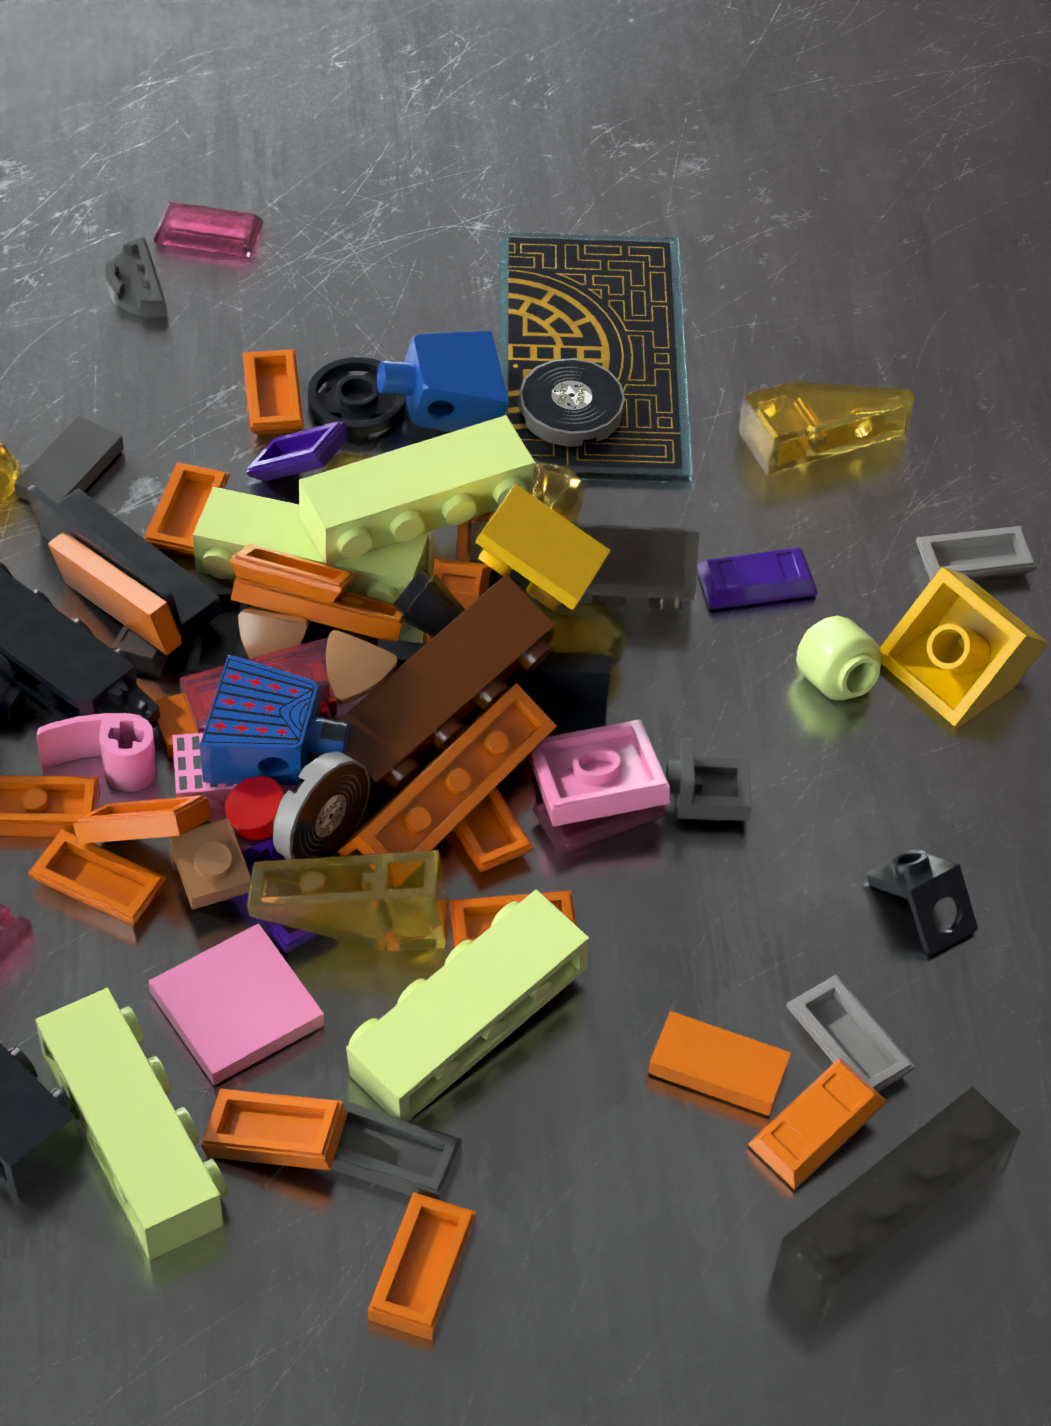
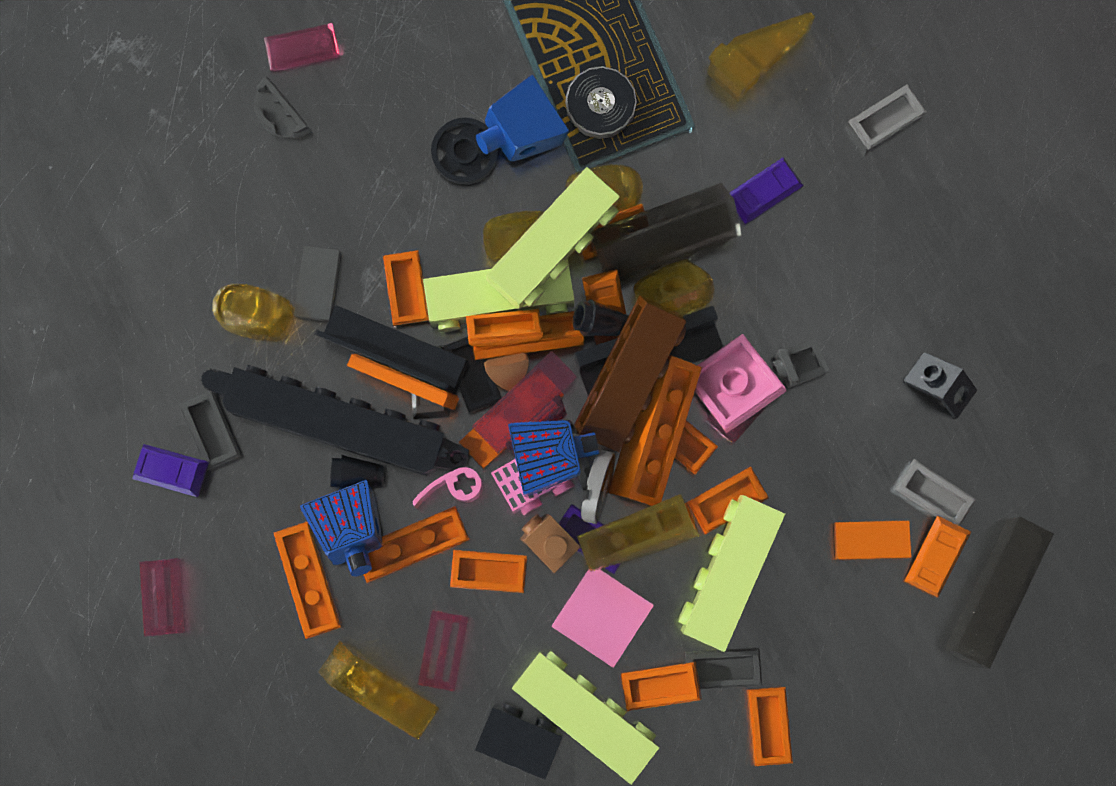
camera: 20 degrees left, 30 degrees up
(142, 819) = (501, 534): orange tile -> none
(253, 807) = (564, 504): red tile -> none
(273, 392) = (411, 170): orange tile -> none
(299, 452) = (457, 222): dark purple tile -> none
(355, 666) = (580, 392): medium nougat tile -> none
(541, 548) = (651, 262): yellow slope -> none
(839, 658) = (839, 239): yellowish green head -> none
(960, 647) = (906, 199): yellow slope -> none

